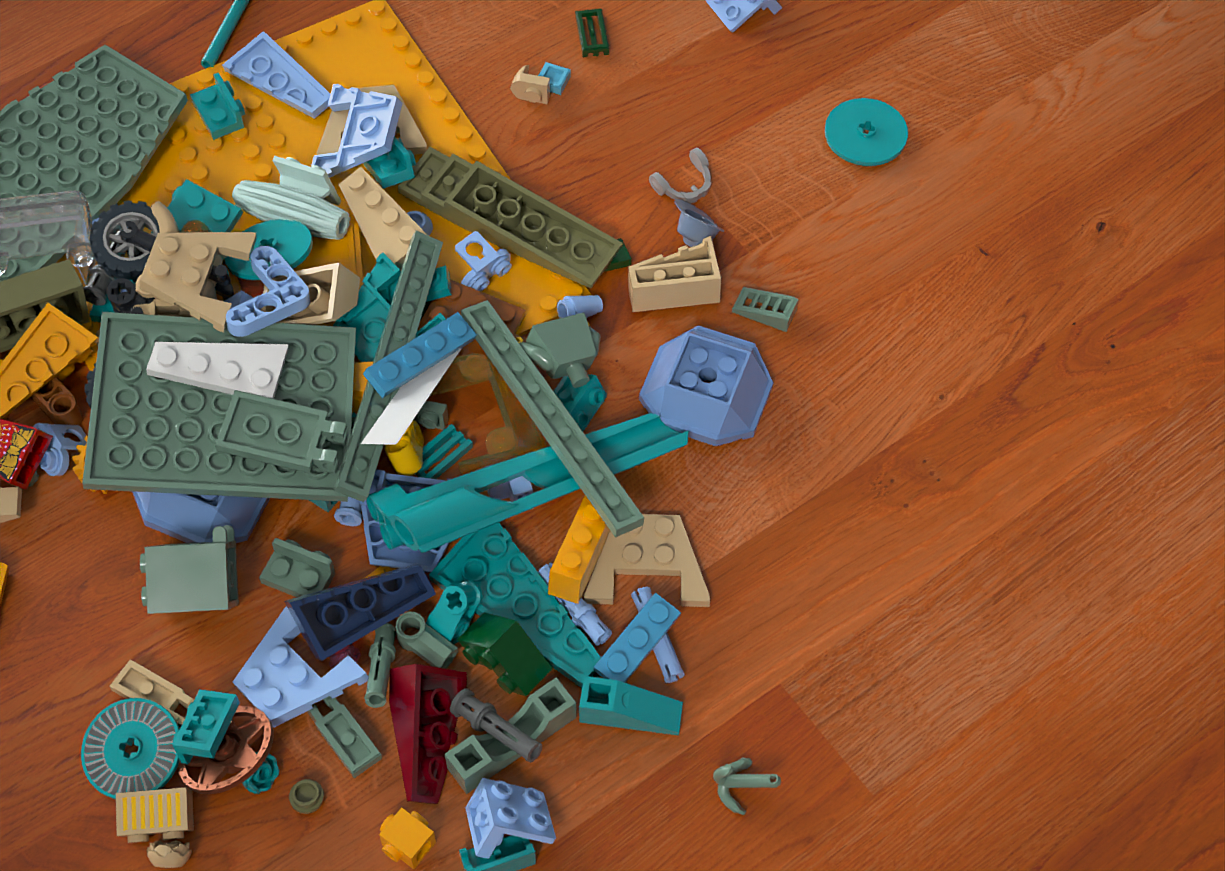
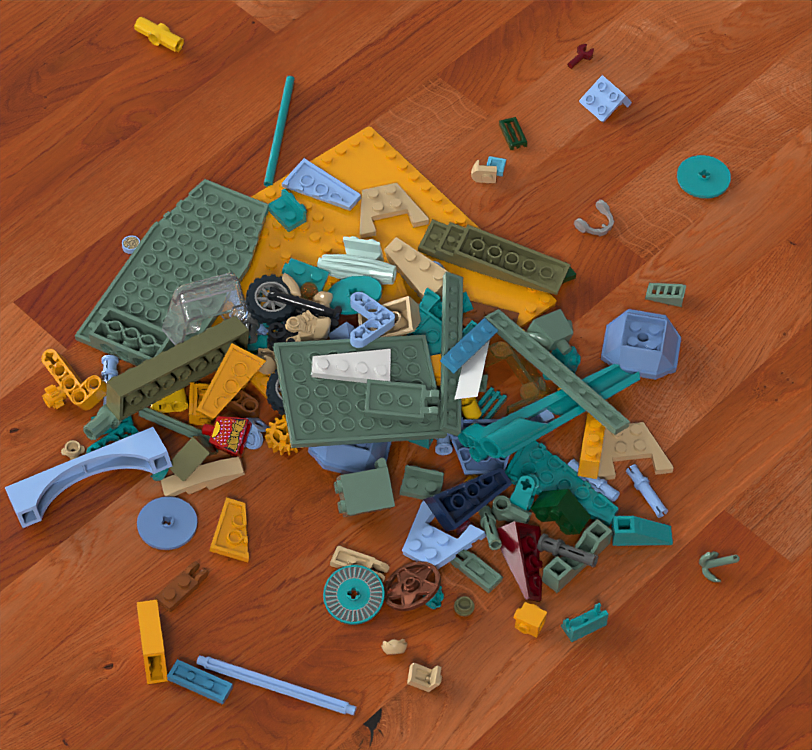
camera: 10 degrees left, 5 degrees down
(154, 813) = (380, 626): tan brick -> none
(182, 265) = (313, 311): tan wing -> none
(205, 725) = (397, 572): teal bracket -> none
(367, 130) = (393, 211): light blue wing -> none
(392, 166) = (411, 231): teal bracket -> none
(482, 269) = (493, 287): light blue bracket -> none
(507, 809) = (579, 595): light blue bracket -> none
(578, 304) = (550, 306): light blue cone -> none
(637, 640) = (638, 492): dark azure plate -> none
(676, 280) = (609, 283): tan wedge -> none
(695, 224) = (611, 249): sand blue piece -> none

